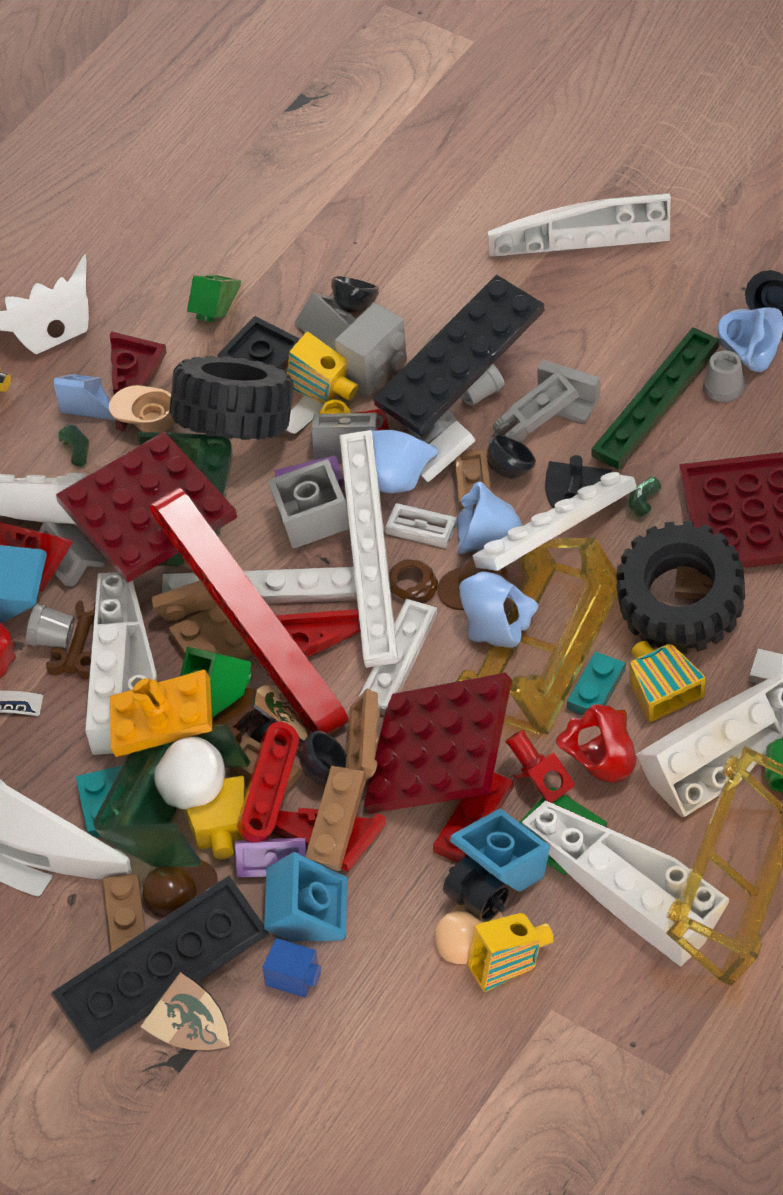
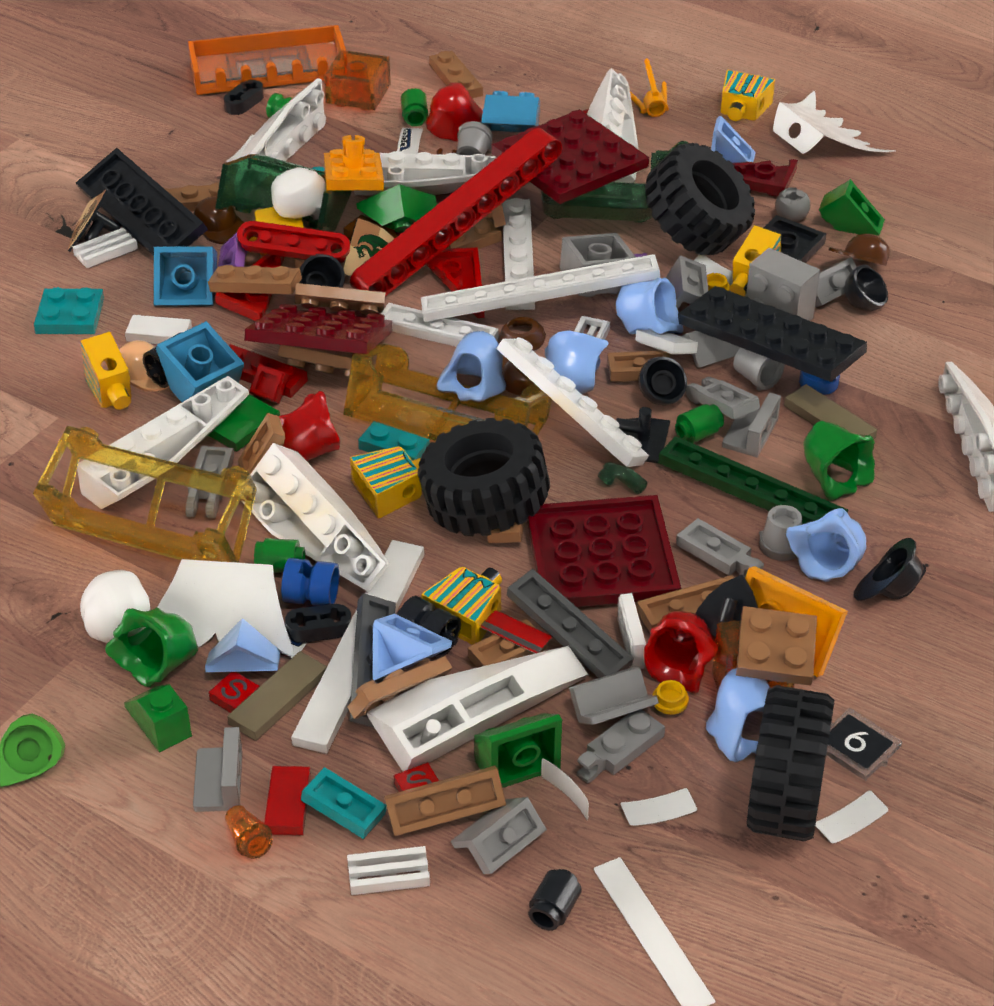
camera: 85 degrees right, 10 degrees down
(194, 341) = (792, 204): none -> light grey piece
(246, 1026) = (105, 248): none -> white tile
(291, 968) = (124, 270): blue brick -> none
(293, 287) = (867, 248): none -> reddish brown cap
(358, 1024) = (69, 311): none -> teal plate
(399, 924) = (155, 329): none -> white tile
(508, 796) = (269, 383): none -> red tile
(537, 765) = (306, 385): red bracket -> none
(547, 337) = (817, 407): none -> dark tan tile
(568, 431) = (699, 423): none -> green brick
(628, 327) = (834, 445): none -> green piece
(636, 783) = (268, 432): none -> medium nougat plate
(666, 836) = (211, 460): none -> light grey hinge
(747, 424) = (716, 548): none -> light grey plate

